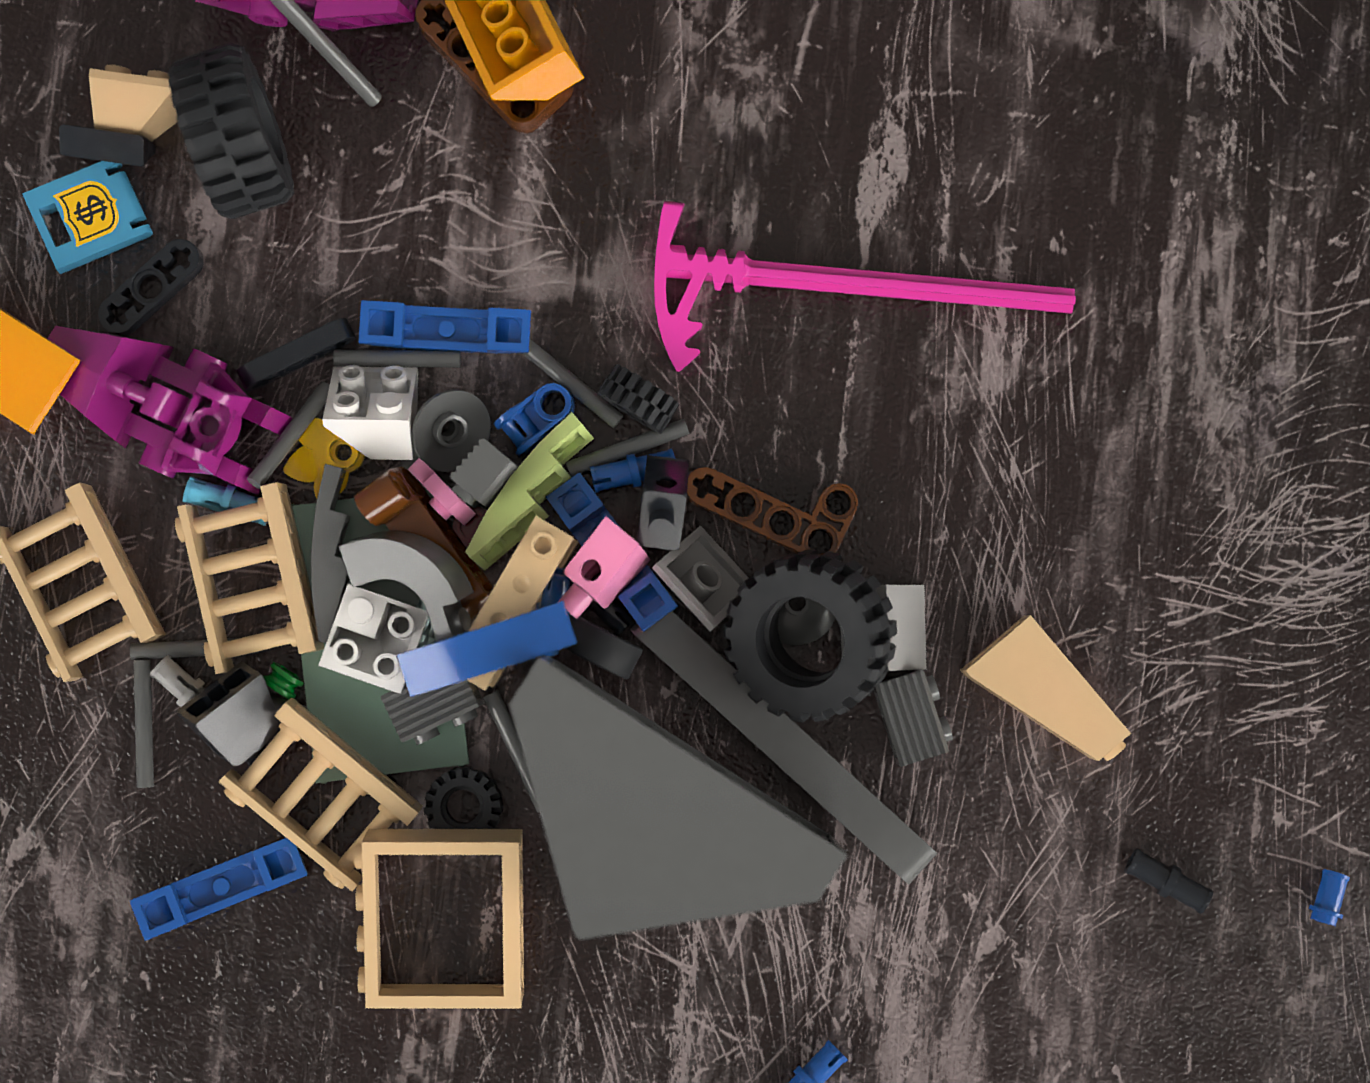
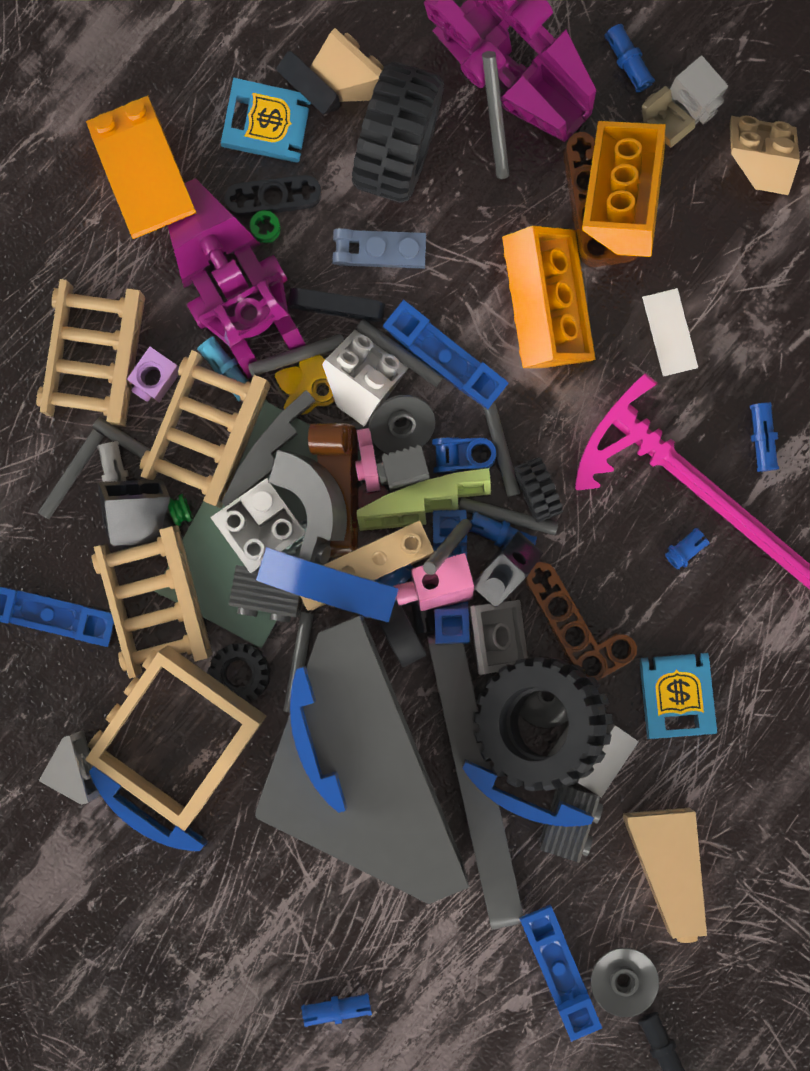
camera: 40 degrees right, 0 degrees up
(143, 548) = (153, 361): none -> lavender brick
(172, 314) = (256, 232): none -> green bush
(301, 264) = (380, 249): none -> sand blue plate
(358, 1030) = (69, 770): none -> light grey slope
(468, 1029) = (140, 820): none -> blue slope
(510, 193) = (548, 297): none -> light orange slope
(584, 523) = (447, 547): none -> dark grey bar
(629, 852) = (328, 784): none -> blue slope
(661, 141) = (670, 332): none -> white sticker
(833, 182) = (764, 437): none -> blue pin
(834, 353) = (686, 549): none -> blue pin
(898, 713) = (564, 814): none -> blue slope
(925, 504) = (678, 689): none -> dark azure container
(1009, 877) = (560, 972): none -> blue slope
(1103, 841) = (632, 997): none -> dark grey dish

